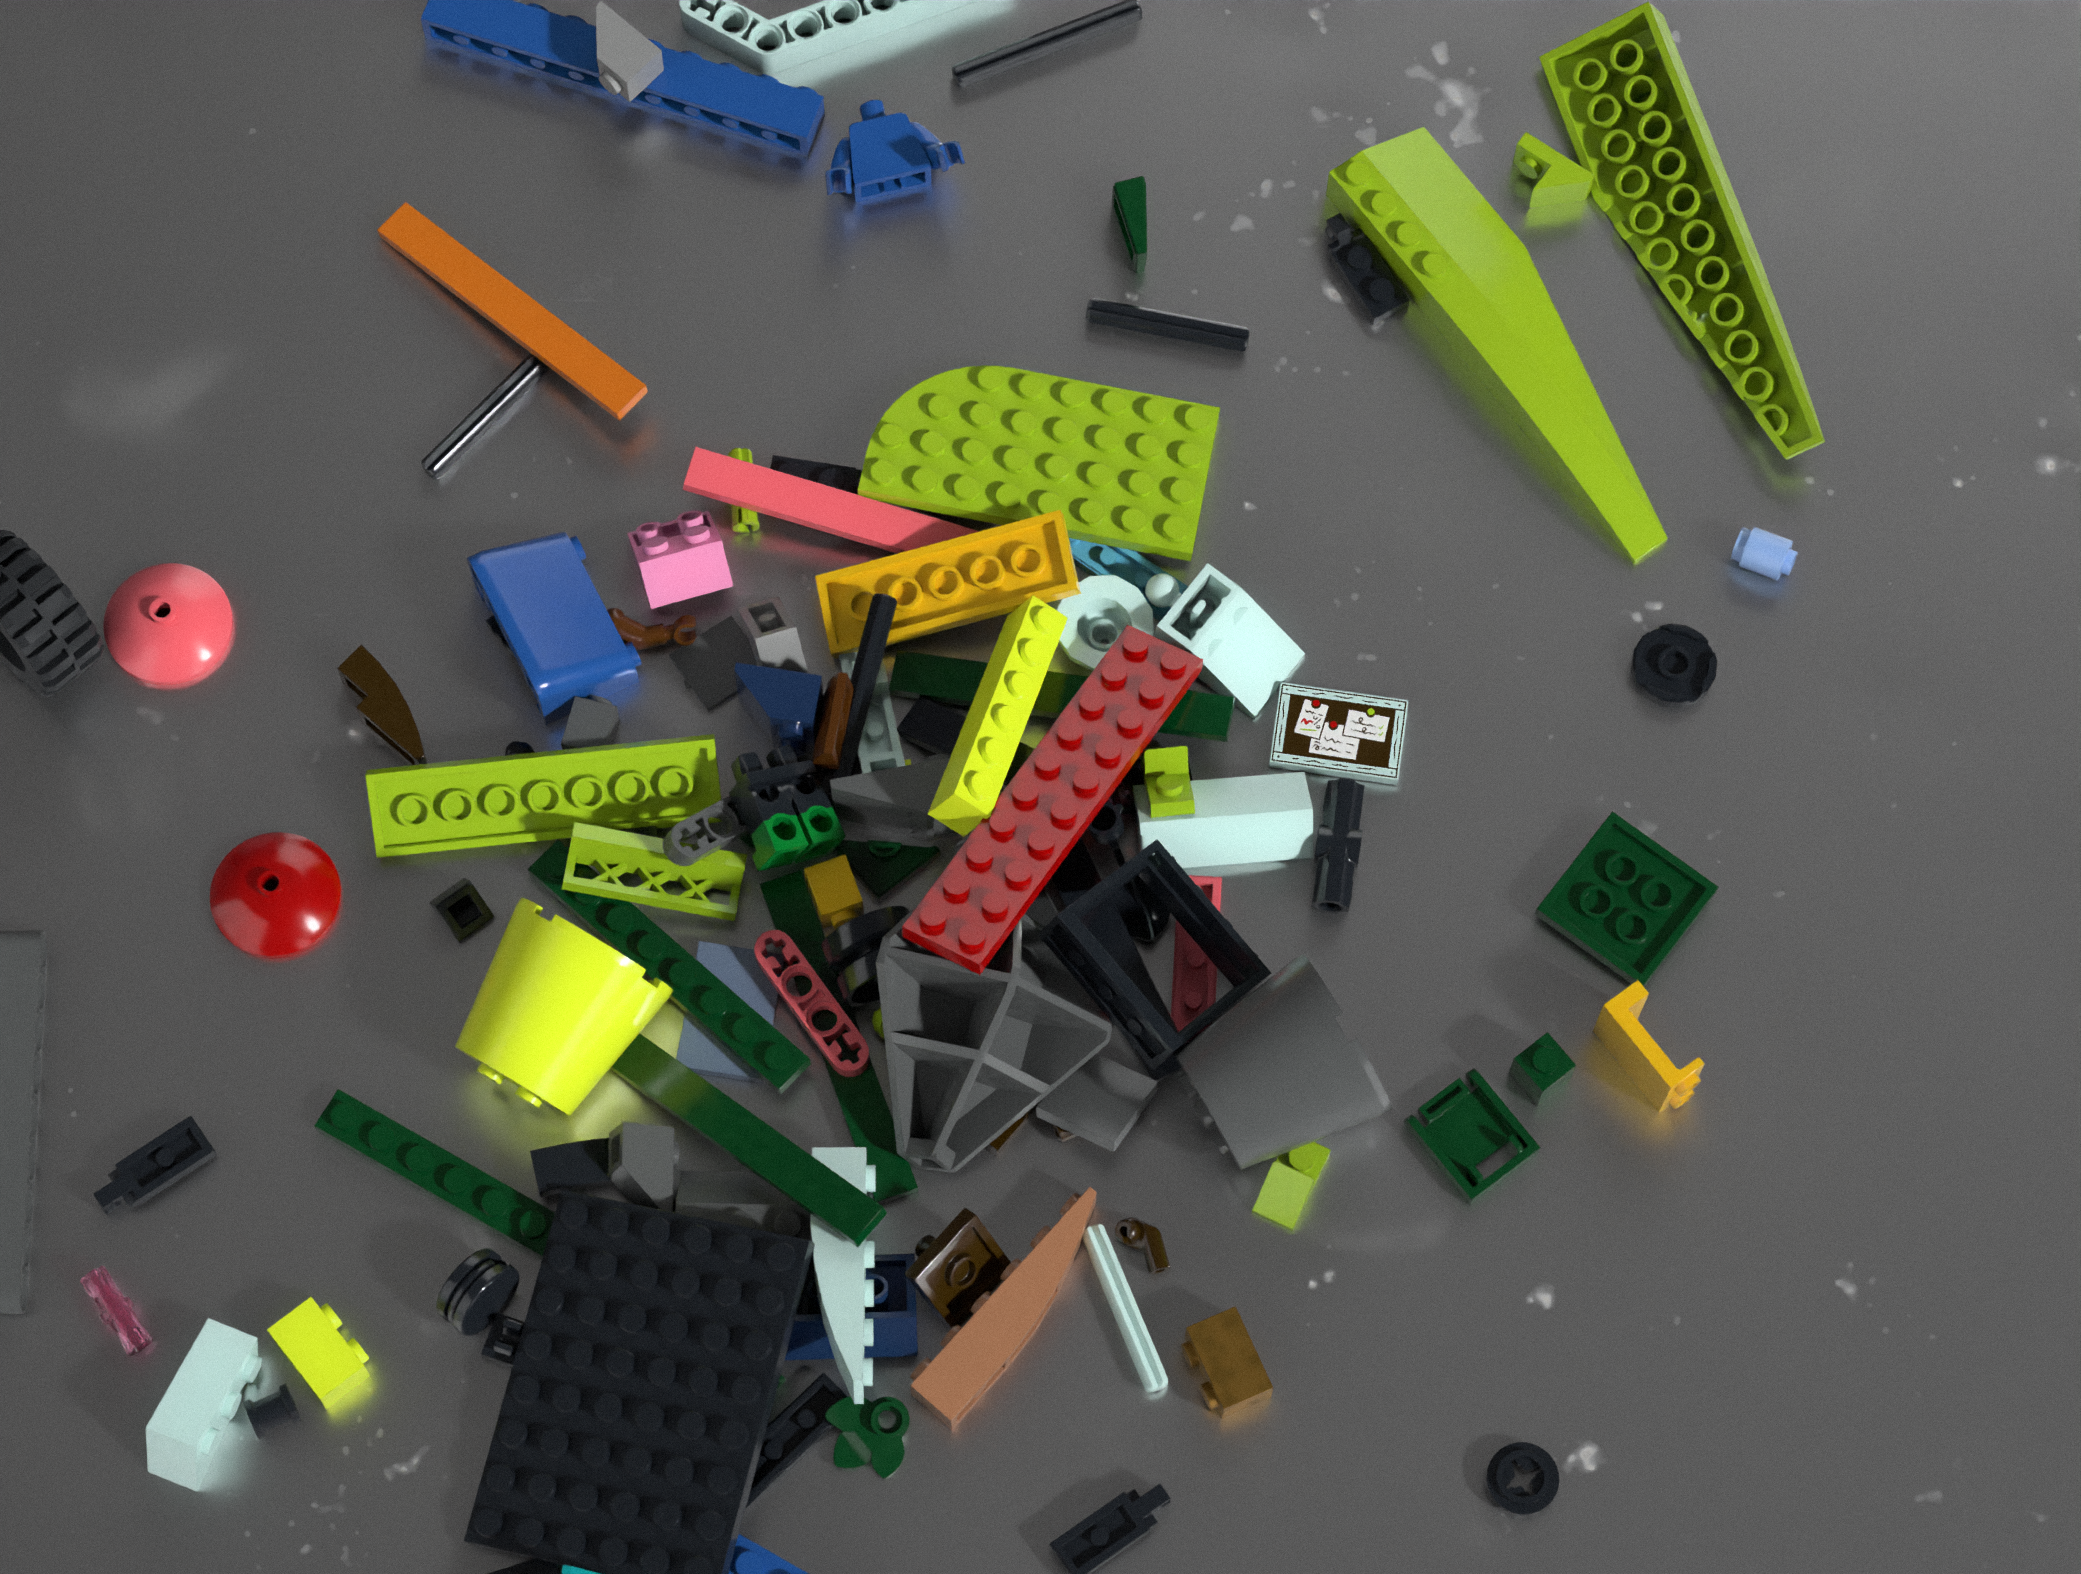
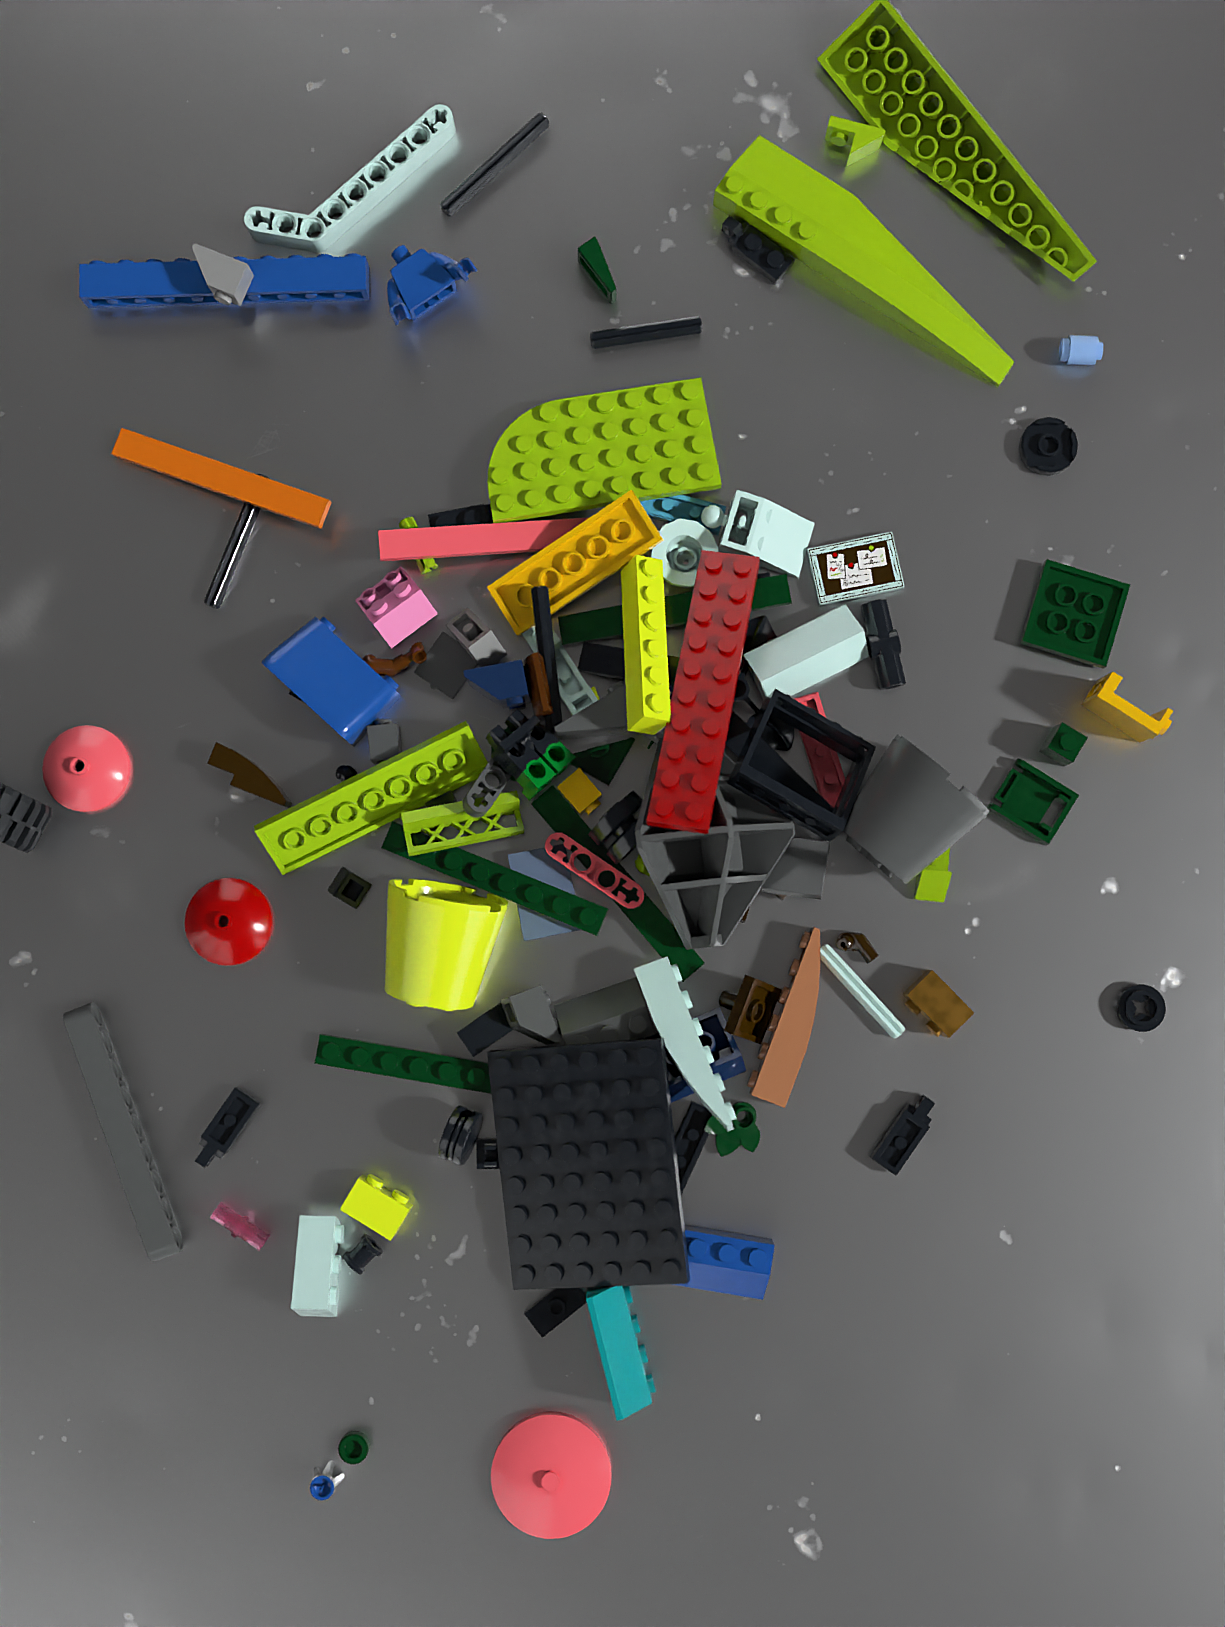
camera: 15 degrees left, 15 degrees up
(749, 1140) = (596, 981): dark green tile -> none
(1167, 781) = (767, 647): lime slope -> none

